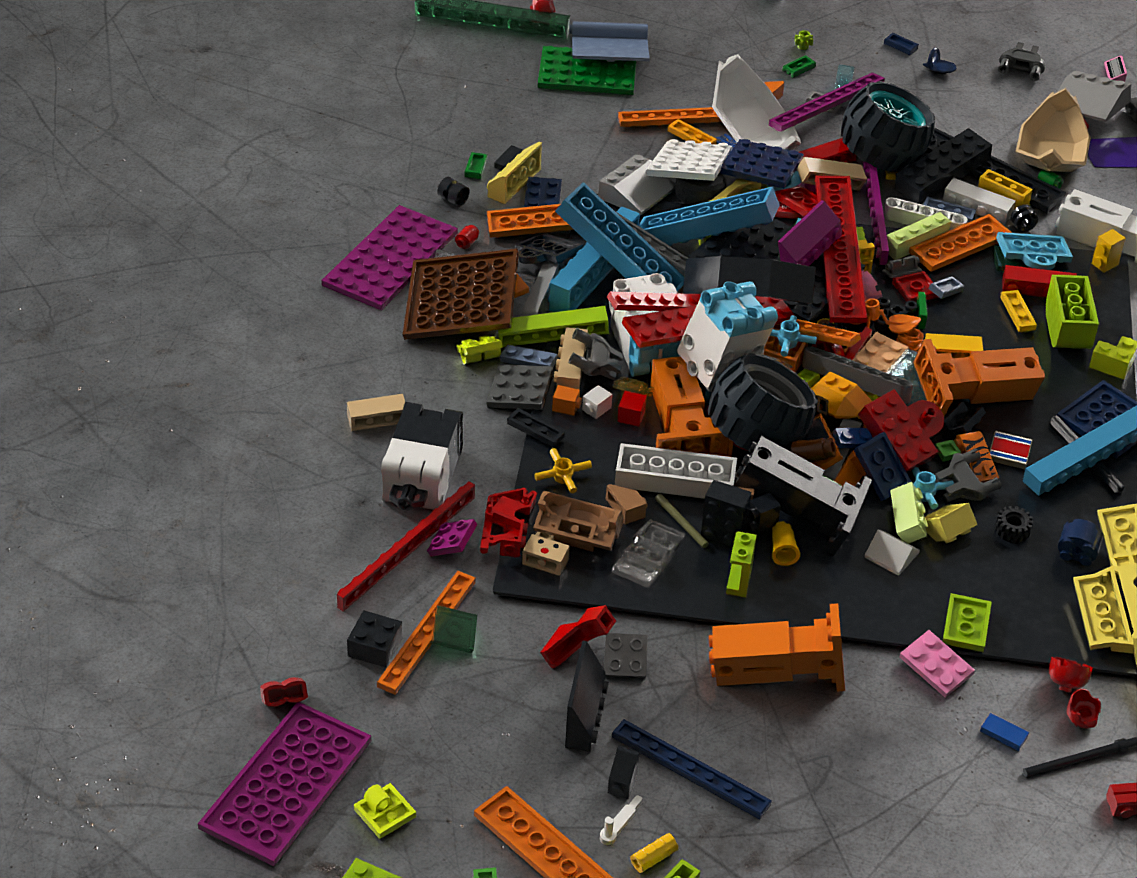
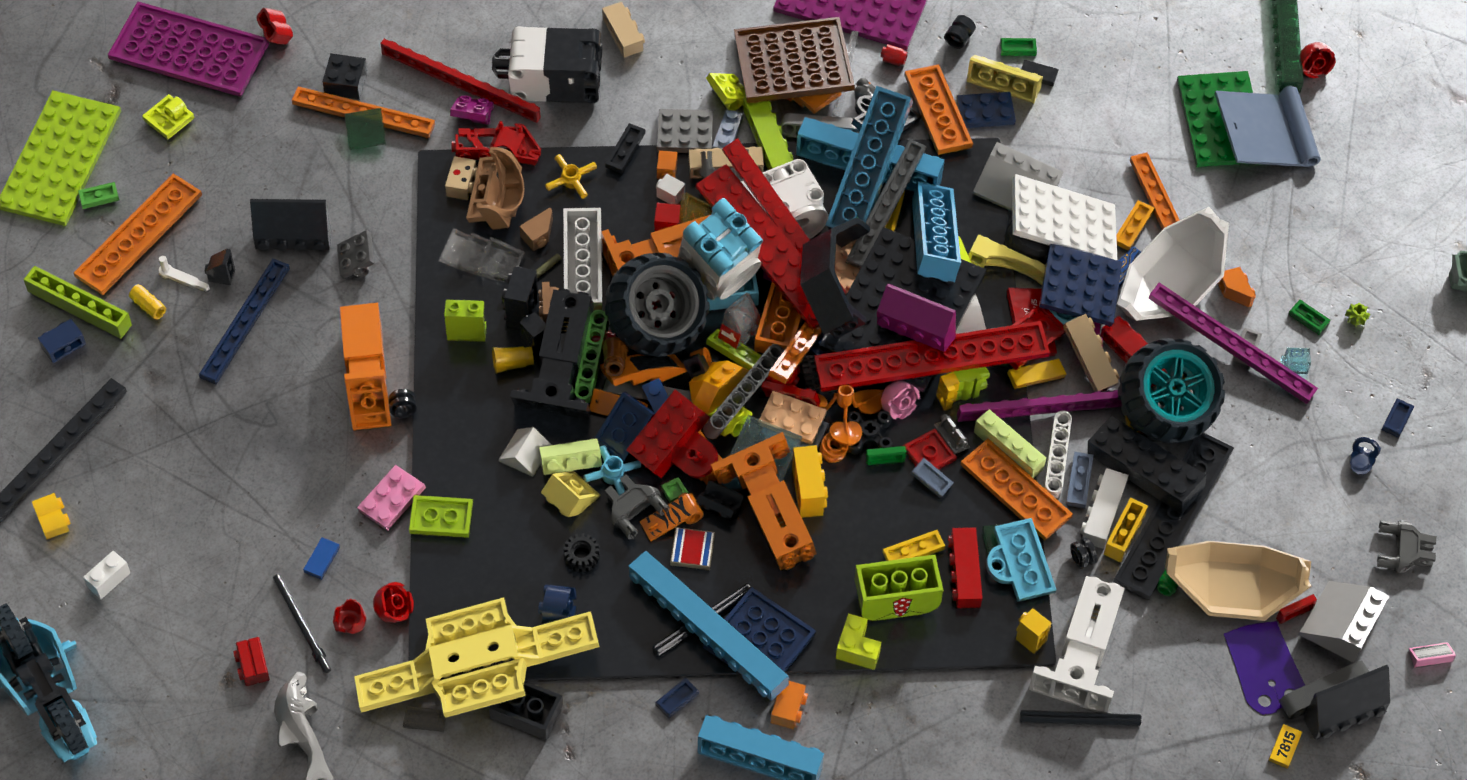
camera: 80 degrees right, 15 degrees up
(569, 637) = (367, 211): red arch -> none
(789, 335) = (781, 324): medium azure bar -> none

